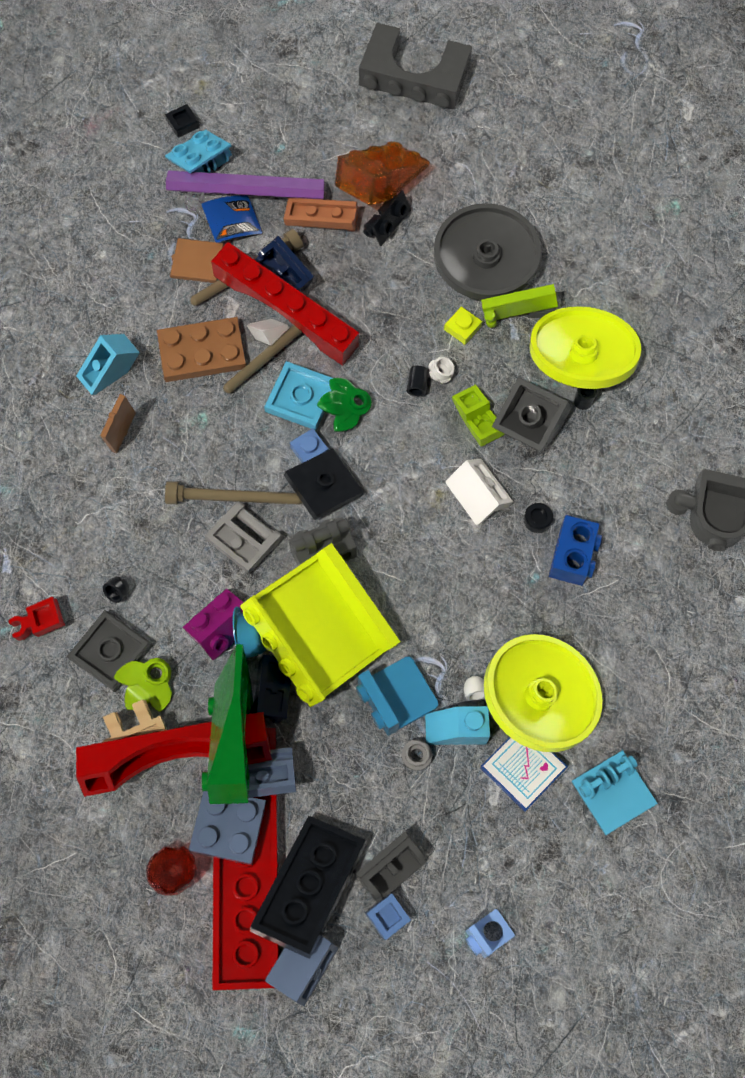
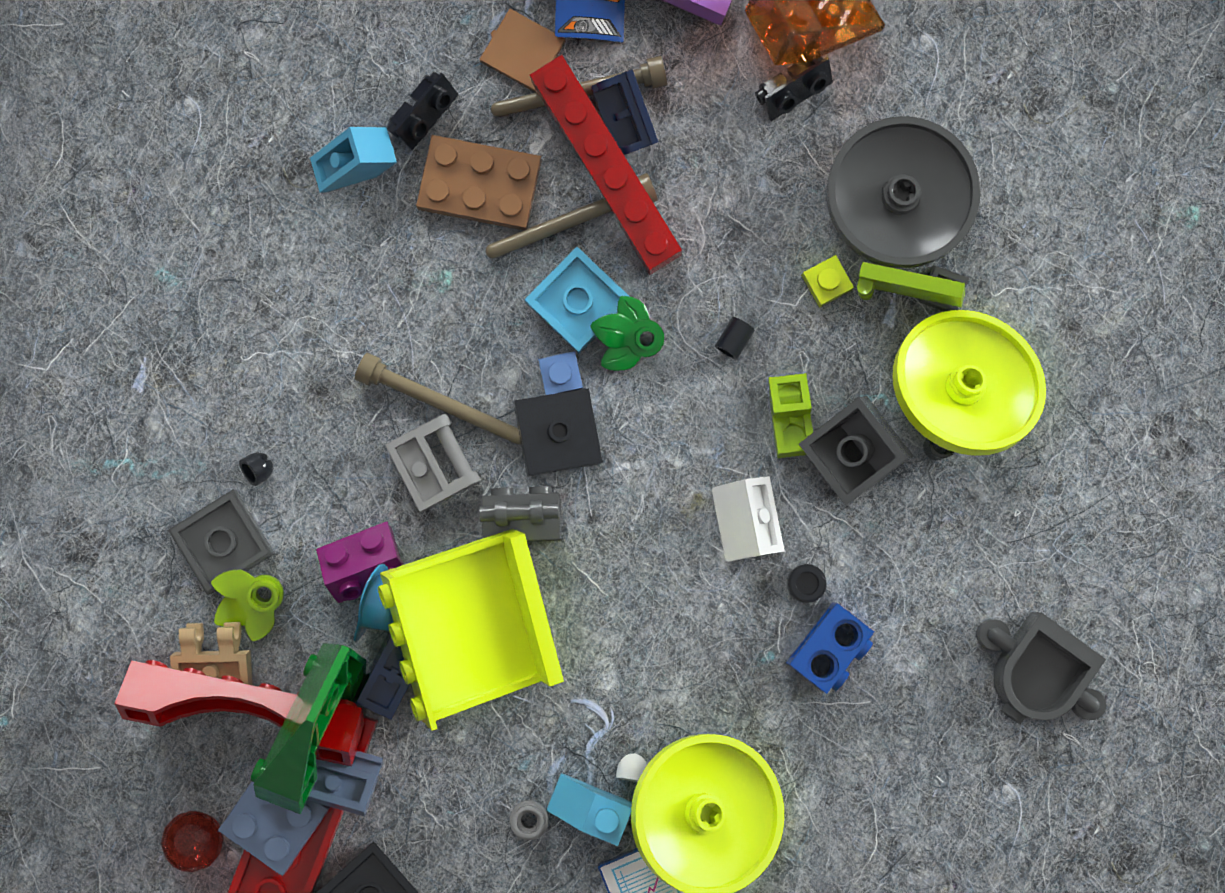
camera: 30 degrees right, 15 degrees up
(40, 619) = (152, 471): red plate -> none
(118, 423) = (331, 255): medium nougat piece -> none
(147, 312) = (432, 99): none -> black hinge
(268, 330) = (573, 191): white slope -> none
(321, 213) = (709, 46): nougat hinge -> none
(396, 695) = (534, 740): dark azure bracket -> none
(445, 366) = (779, 332): white plate -> none

